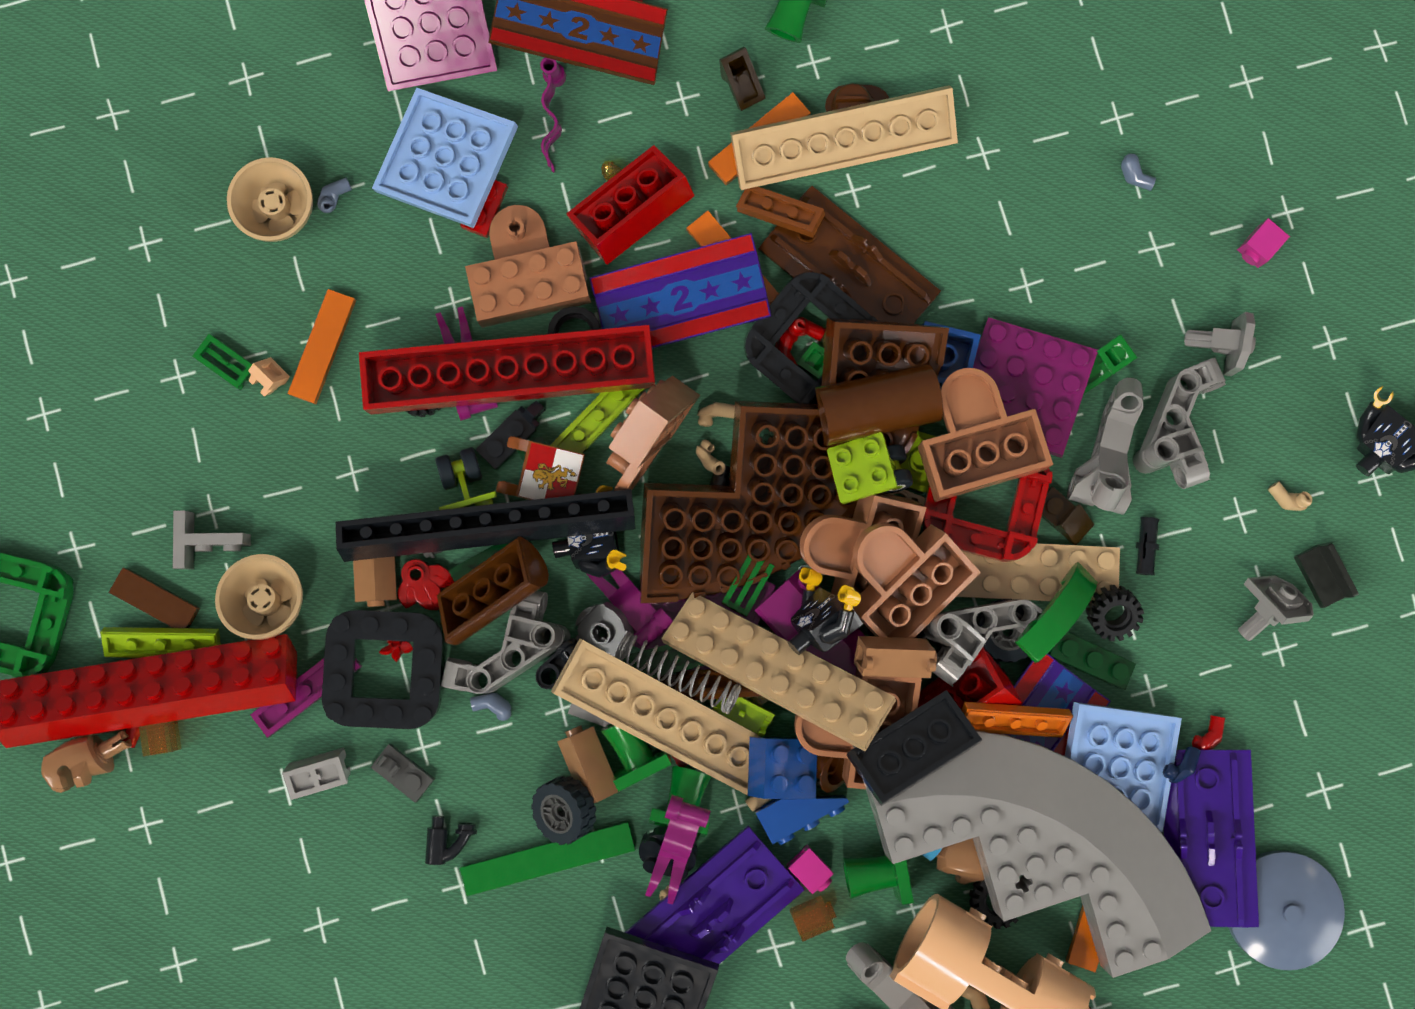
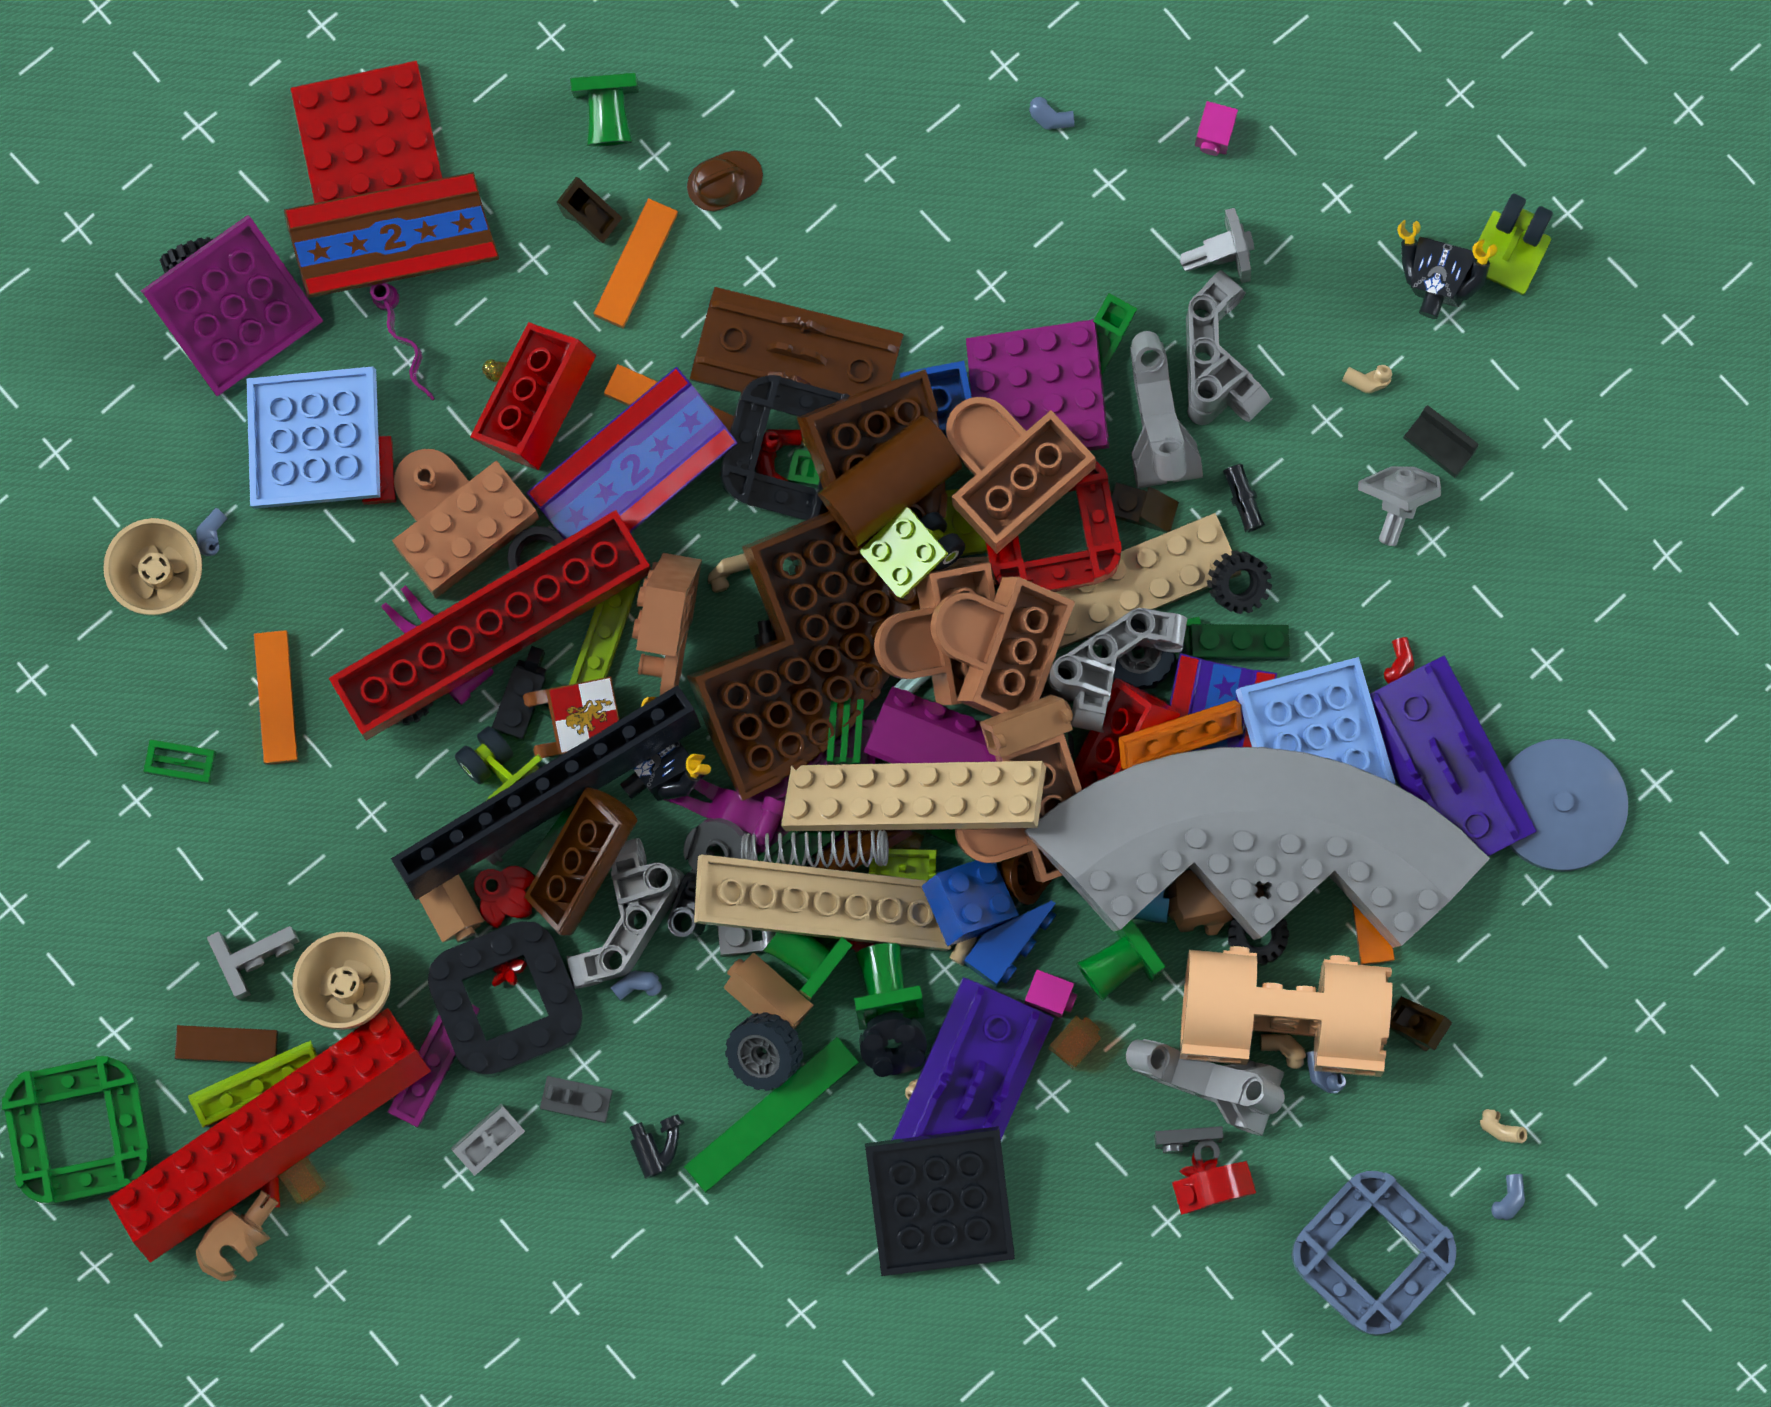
camera: 20 degrees left, 5 degrees down
(268, 374) = (234, 751): light nougat tile -> none
(677, 843) = (897, 1023): magenta flag -> none
(708, 461) = (744, 625): tan arm -> none
(781, 210) = (694, 328): dark orange plate -> none
(822, 615) = (935, 717): black torso -> none
(844, 137) = (726, 221): tan plate -> none
(914, 747) = (1087, 804): black plate -> none
(1059, 614) = (1176, 607): green slope -> none
(1185, 769) = (1385, 705): dark blue arm -> none

